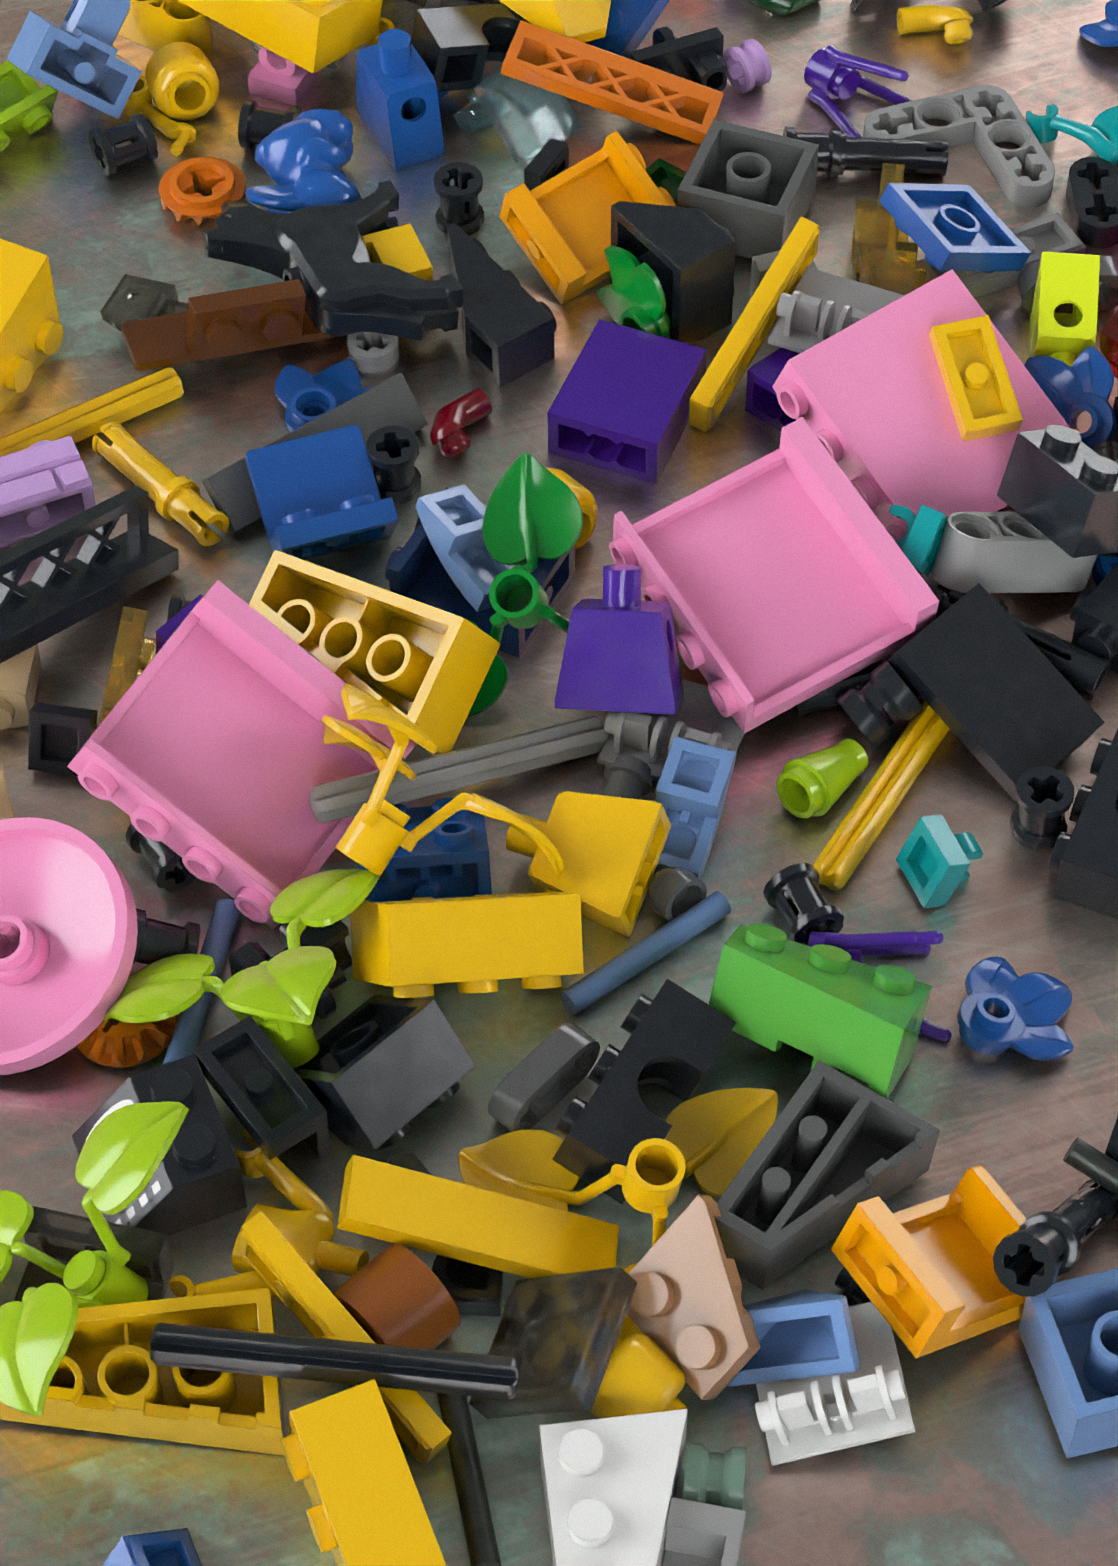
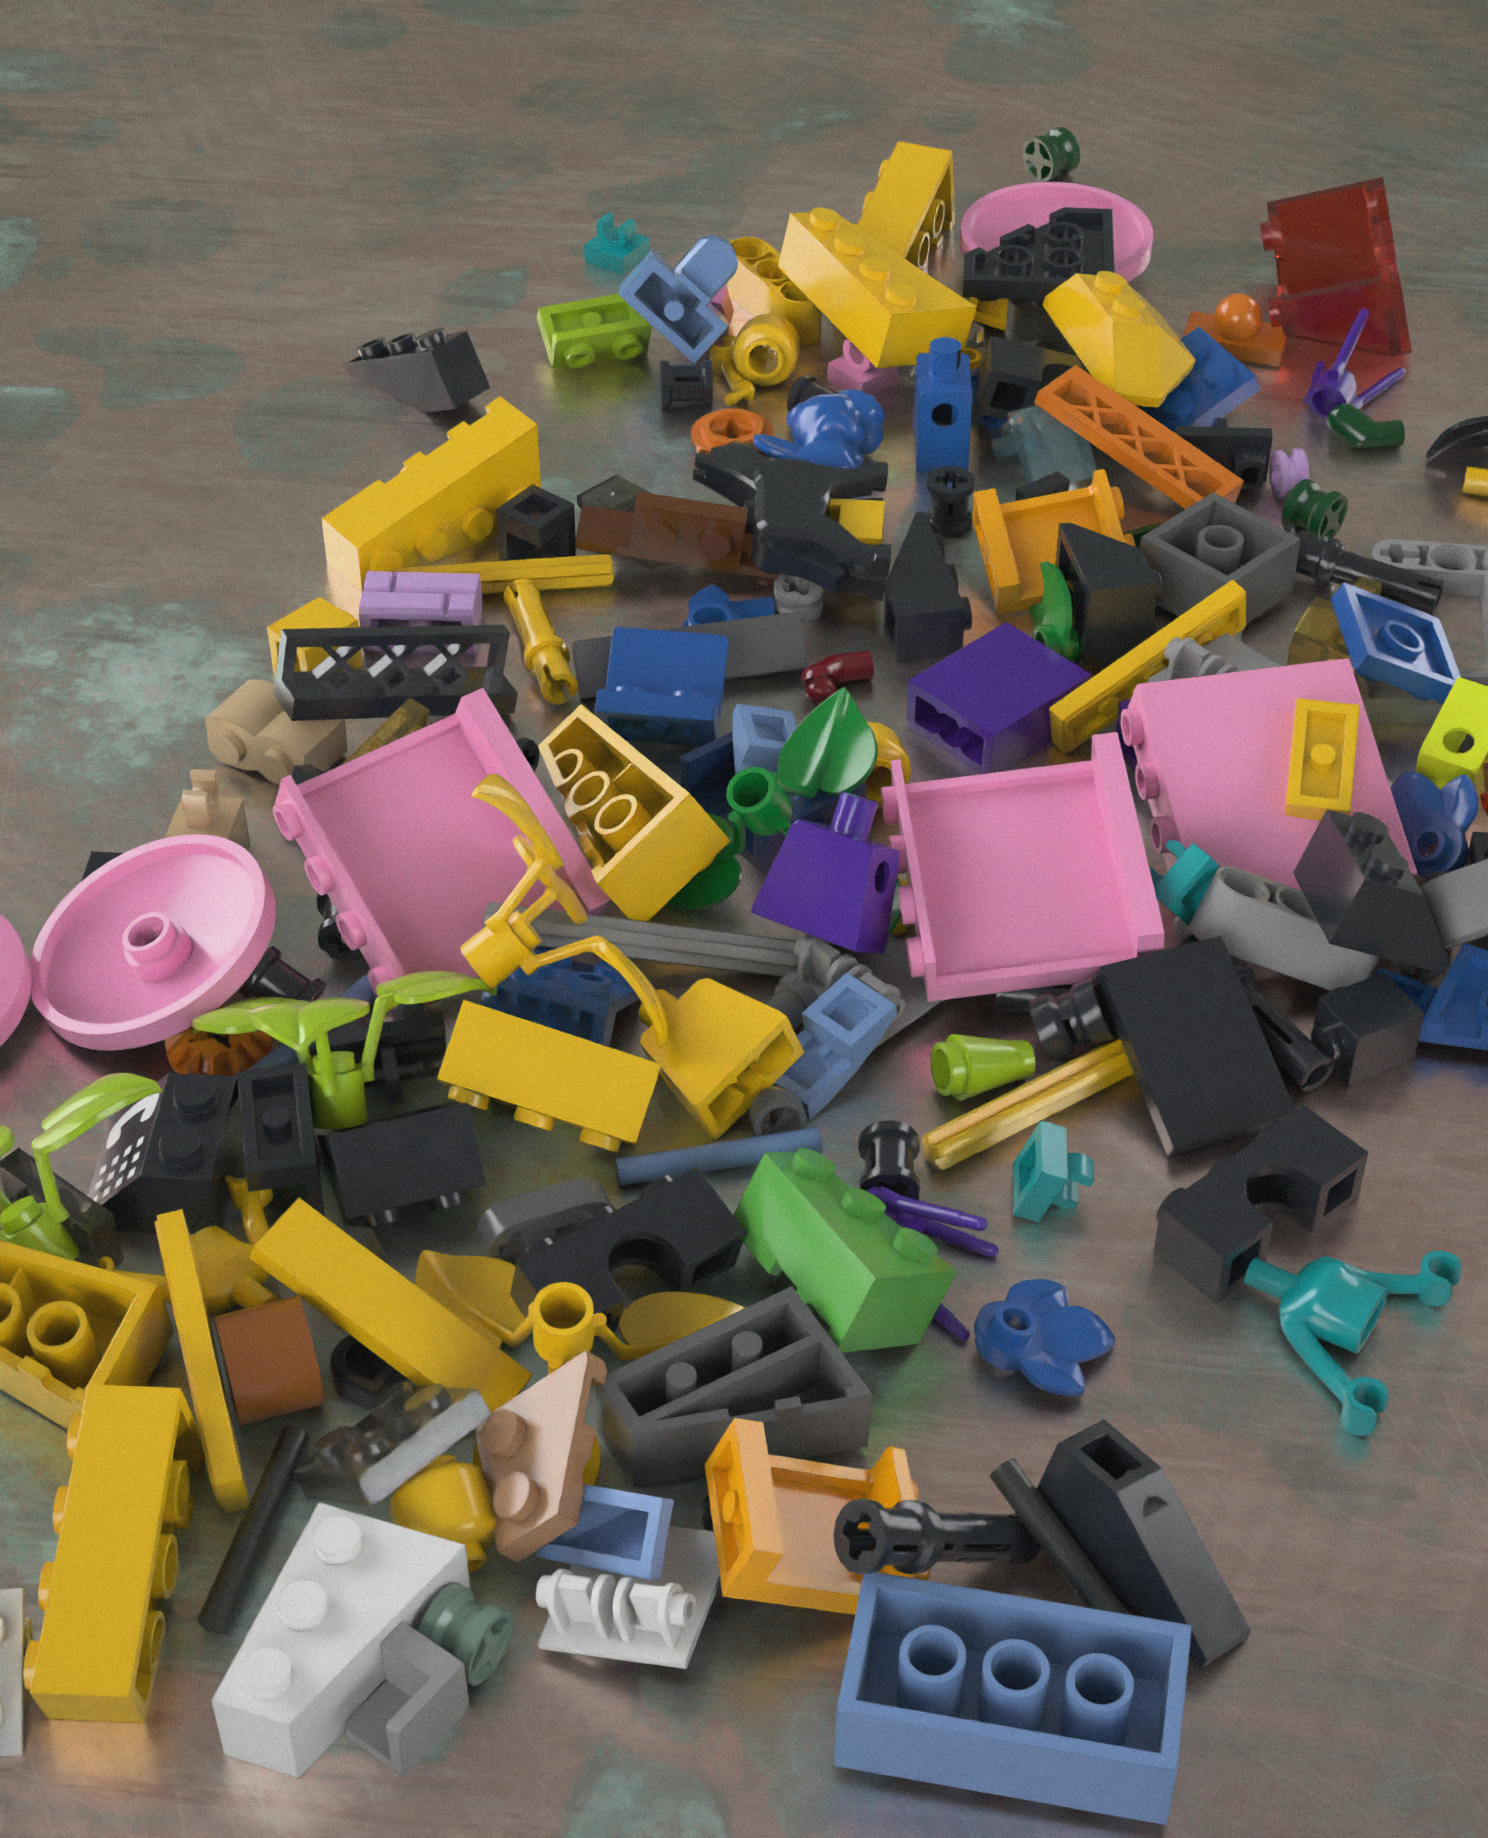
camera: 25 degrees right, 10 degrees down
(84, 353) = (533, 521): none -> black panel
(334, 1361) = (169, 1366): black axle -> none
(393, 455) = (750, 678): black bush -> none
(793, 101) = (1314, 510): none -> dark green wheel
(835, 76) = (1372, 506): dark purple plant -> none
(1042, 799) = (1189, 1154): black bush -> none

